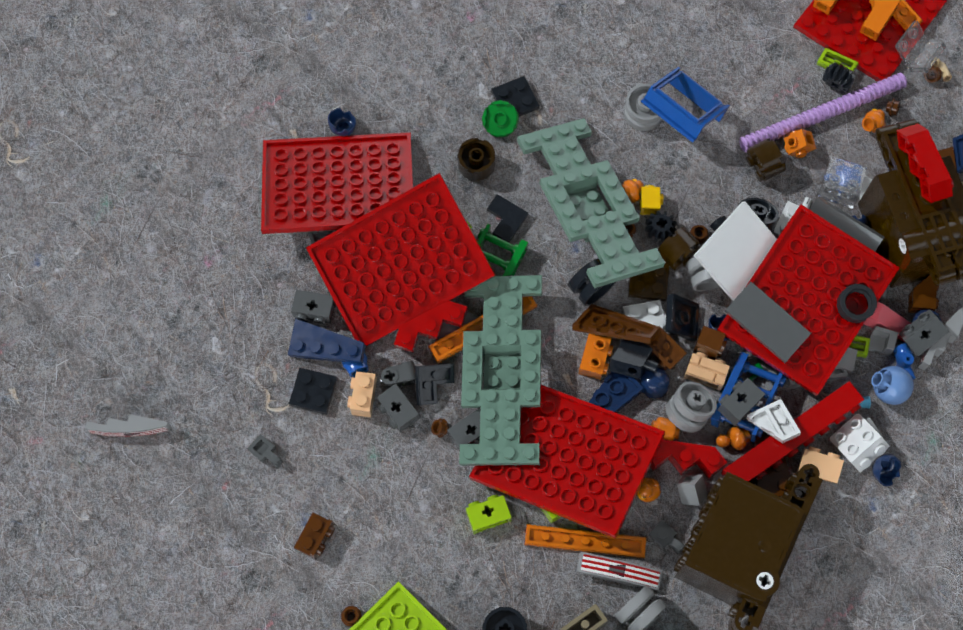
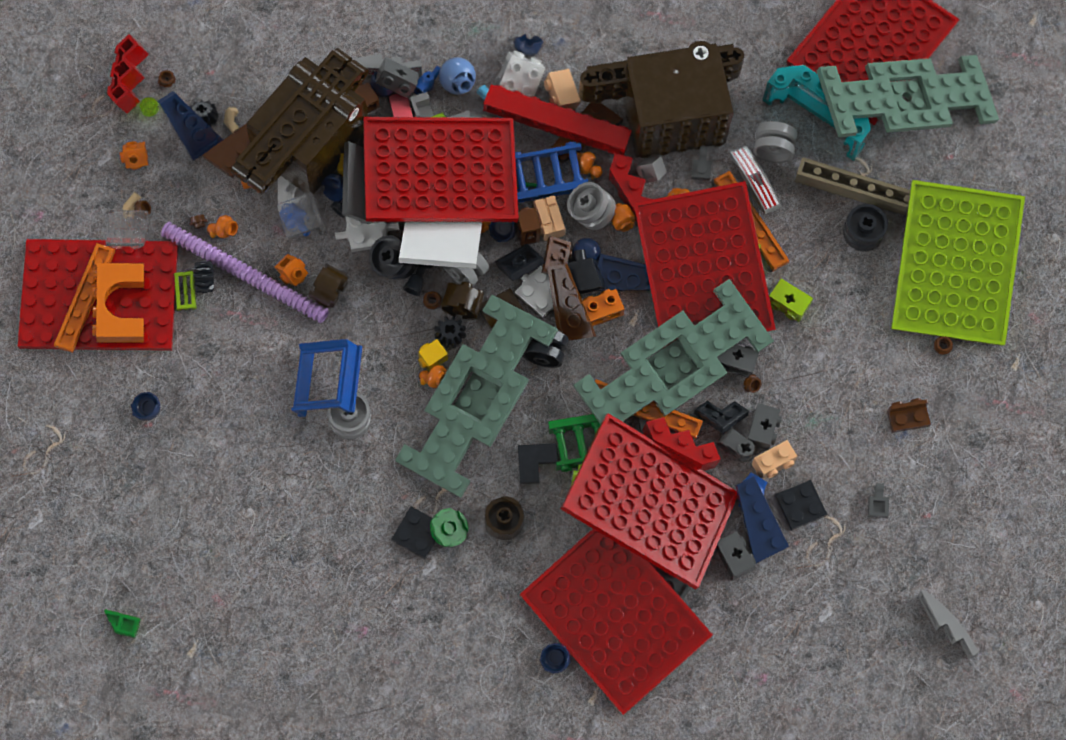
camera: 130 degrees left, 0 degrees up
(736, 411) = (571, 169): dark grey brick -> none
(767, 322) = (486, 184): dark grey tile -> none
(775, 421) = (559, 133): white wing -> none
(868, 294) = (420, 141): black tyre -> none
(925, 162) = (276, 128): red brick -> none

